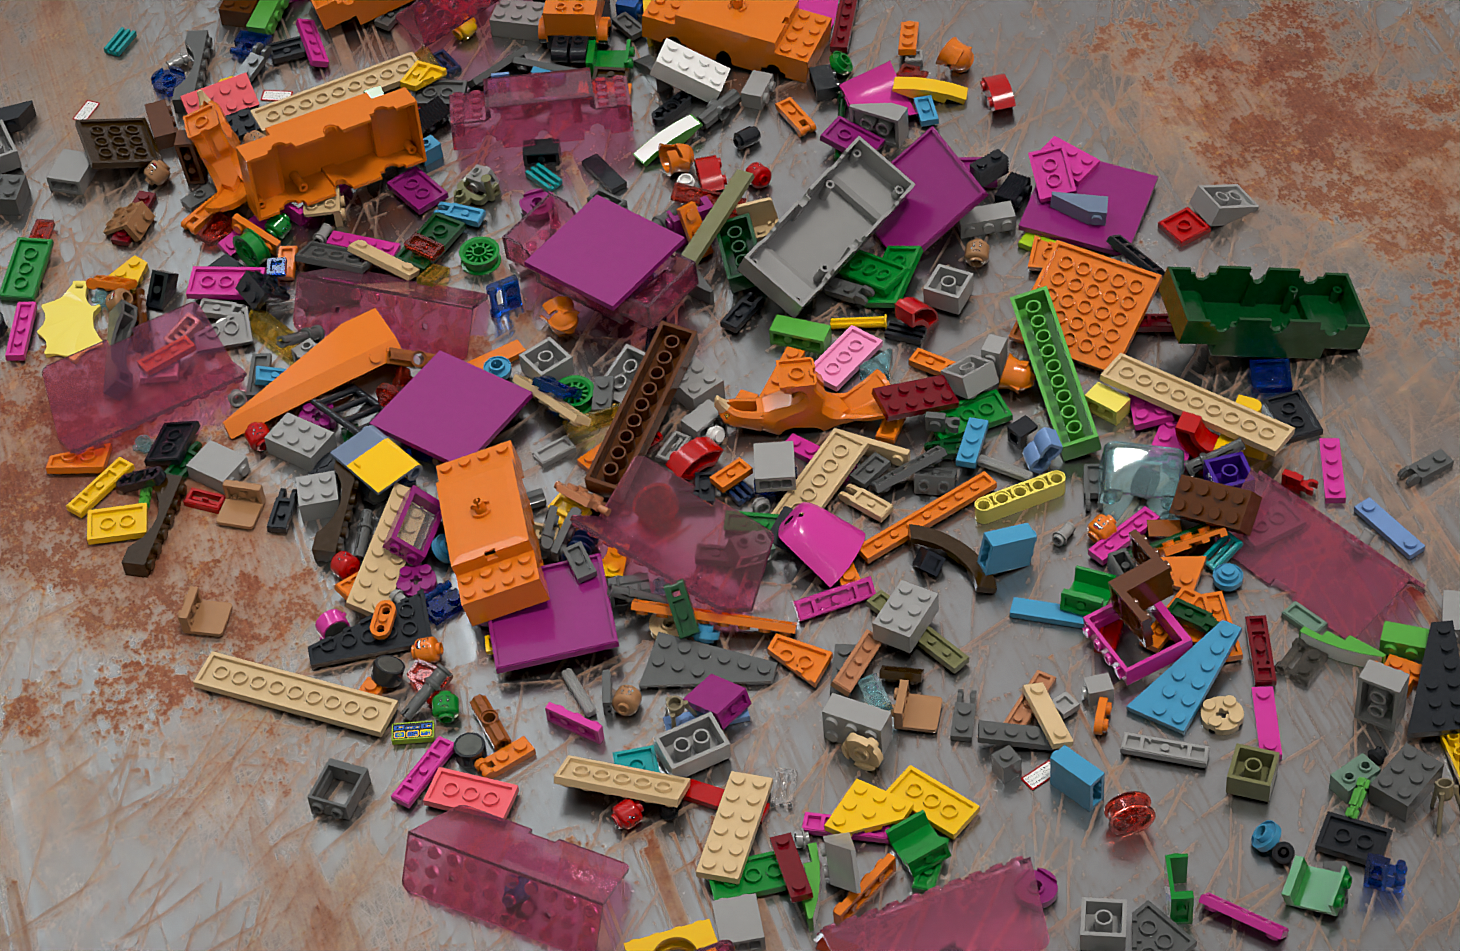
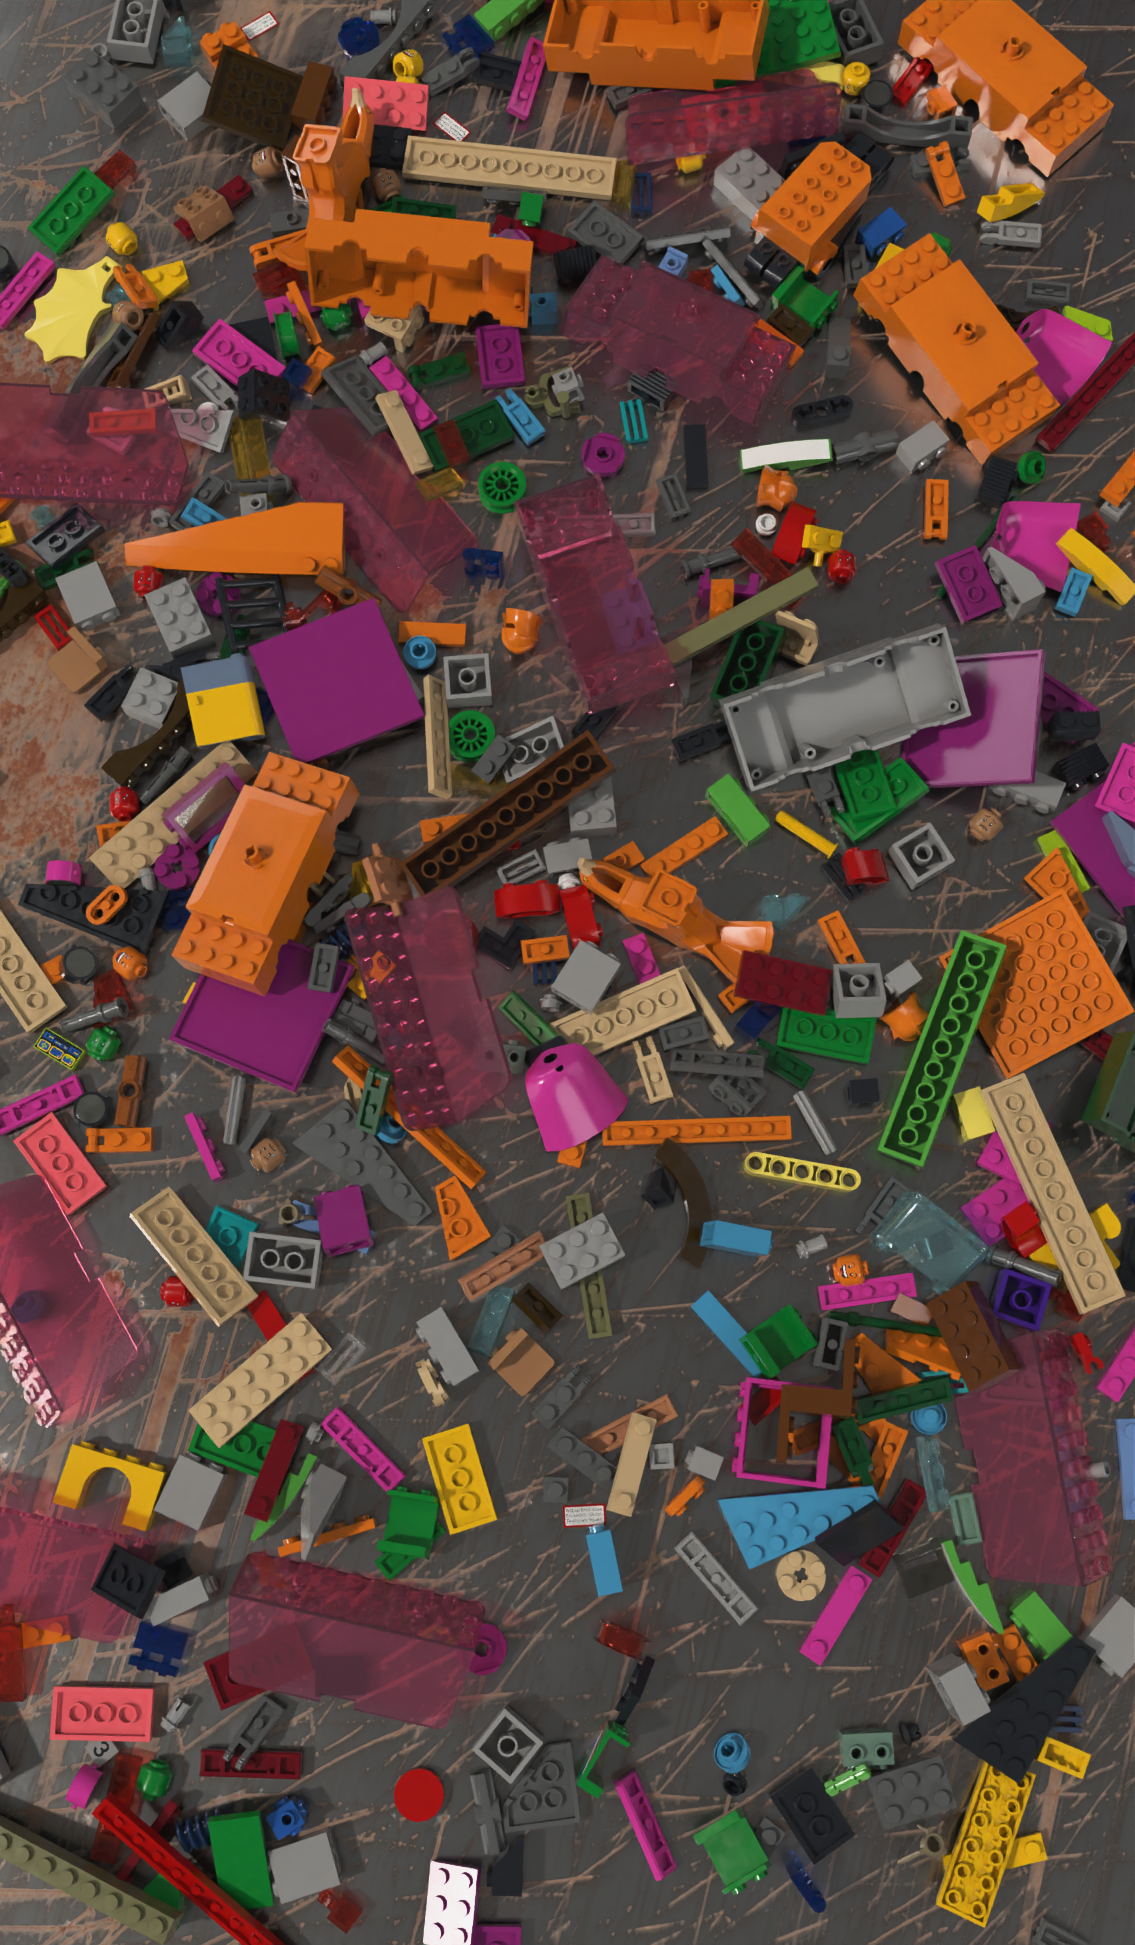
camera: 30 degrees right, 30 degrees up
(35, 146) = (176, 45): none -> clear light blue slope
(66, 133) = (227, 34): none -> orange plate
(78, 265) = (121, 238): none -> yellow head
(217, 72) = (408, 63): none -> yellow head
(379, 220) = (439, 371): none -> dark green plate
(421, 75) = (599, 202): yellow wing -> none
(554, 451) = (407, 793): light grey tile -> none
(560, 390) = (449, 727): clear blue plate -> none
(604, 252) = (593, 598): magenta tile -> none
(689, 71) = (865, 381): white brick -> none
(729, 164) = (821, 541): none -> yellow plate
(737, 443) = (580, 916): none -> red brick
(746, 137) = (867, 505): black brick -> none
(834, 598) = (539, 1170): dark pink plate -> none
(846, 356) = (759, 870): bright pink plate -> none
(867, 810) = (389, 1451): yellow plate -> none
(914, 437) = (756, 1020): none -> clear blue slope
(939, 422) = (783, 1028): dark grey plate -> none
(972, 442) = (802, 1074): dark azure plate -> none
(1042, 450) = (861, 1135): medium blue brick -> none
(1163, 831) = (633, 1690): none -> black plate
(1202, 569) = (903, 1399): none -> dark green plate
(1238, 655) = (859, 1533): none -> black tile
(1252, 772) = (773, 1673): olive brick -> none
(1260, 603) = (933, 1473): none -> clear light blue plate
(1265, 463) = (1065, 1304): none -> clear red plate

